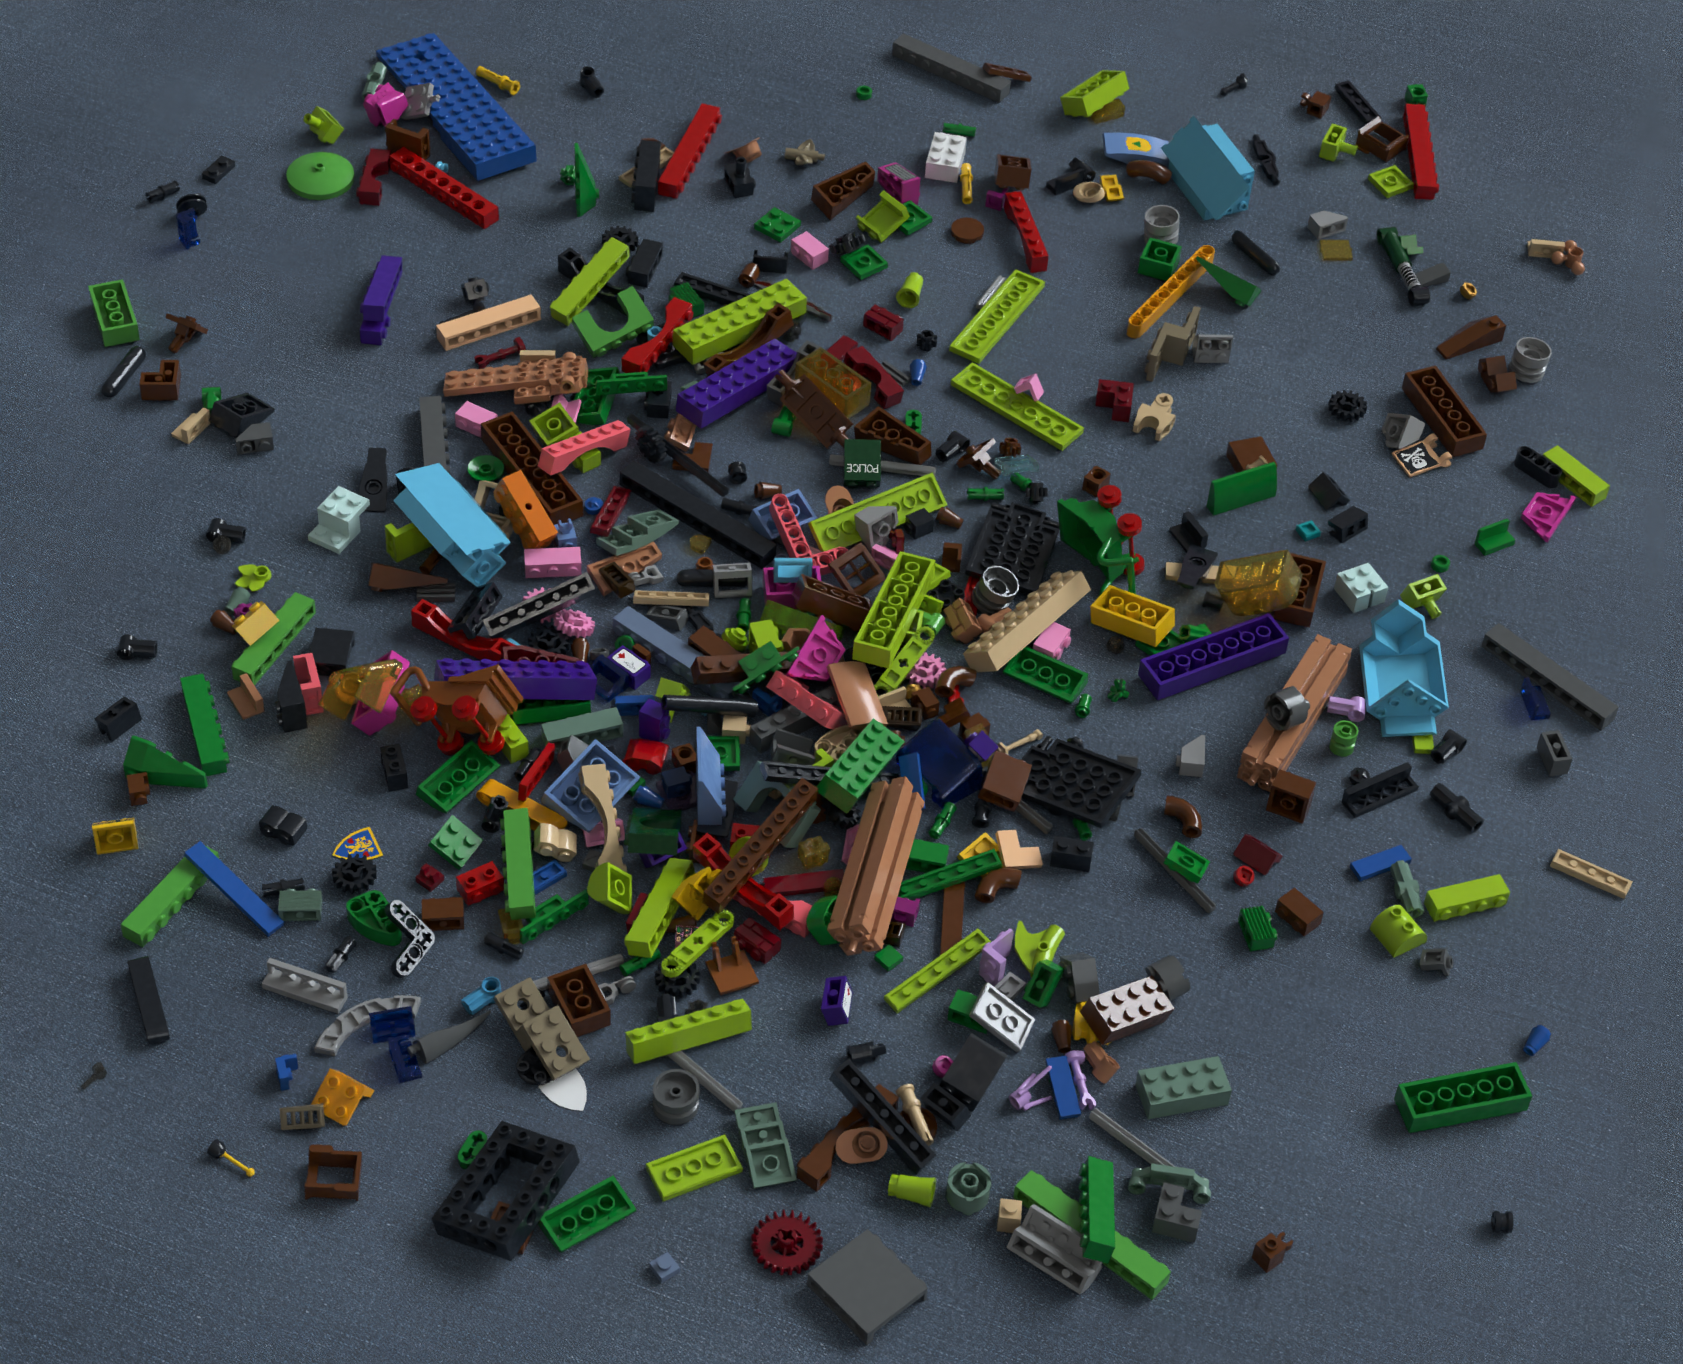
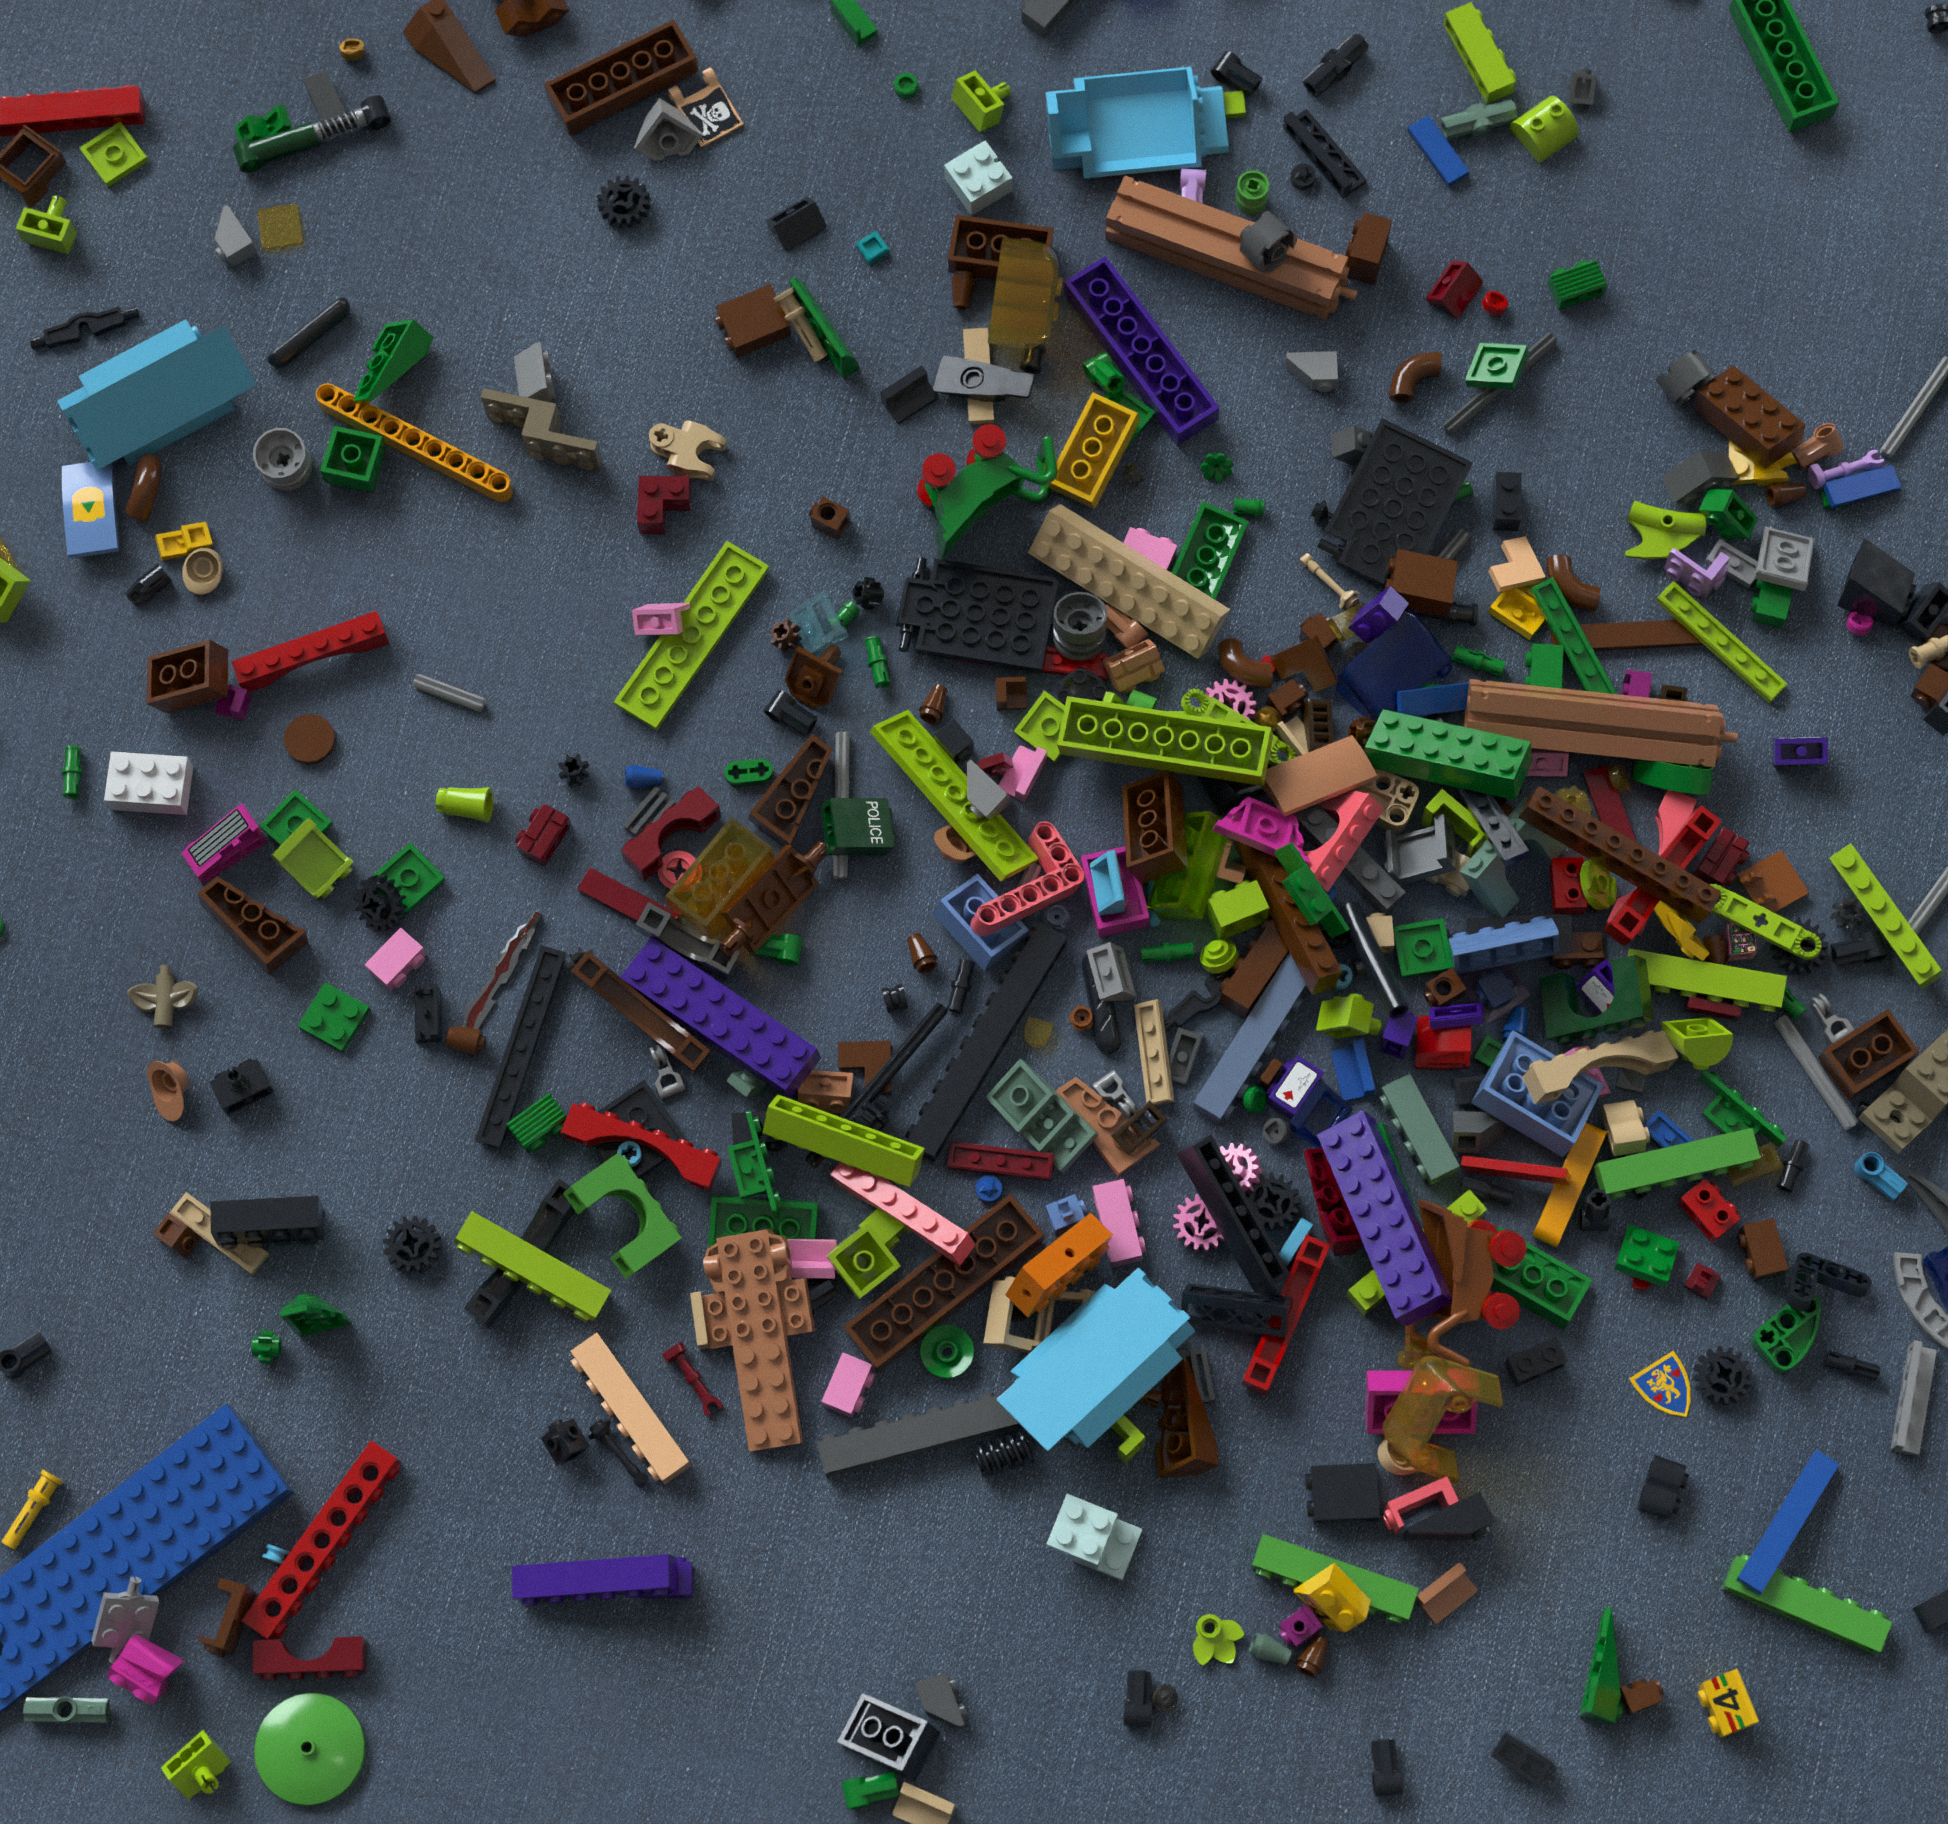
camera: 90 degrees left, 25 degrees up
(203, 724) = (1508, 1637): green brick -> none
(282, 886) = (1761, 1463): black pin -> none
(300, 905) = (1787, 1433): sand green brick -> none
(375, 480) = (1000, 1507): black piece -> none
(580, 649) = (1277, 1157): reddish brown cone -> none
(636, 418) = (843, 1140): none -> lime brick
(644, 263) = (458, 1198): black brick -> none
(659, 753) = (1456, 1015): none -> dark purple tile
(689, 151) = (175, 1171): red brick -> none
(735, 321) = (590, 1032): lime brick -> none
(847, 558) = (1055, 822): reddish brown piece -> none
(865, 1051) = (1859, 713): black hinge -> none
(888, 958) = (1709, 696): green tile -> none
(966, 179) = (205, 748): yellow pin -> none
(997, 316) = (502, 677): lime plate -> none
(1021, 1097) = (1885, 532): lavender plant -> none
(1065, 182) = (178, 608): black panel -> none
(1183, 1087) = (1834, 354): sand green brick -> none
(1299, 912) = (1541, 238): reddish brown brick -> none
(1348, 524) = (857, 196): black hinge -> none

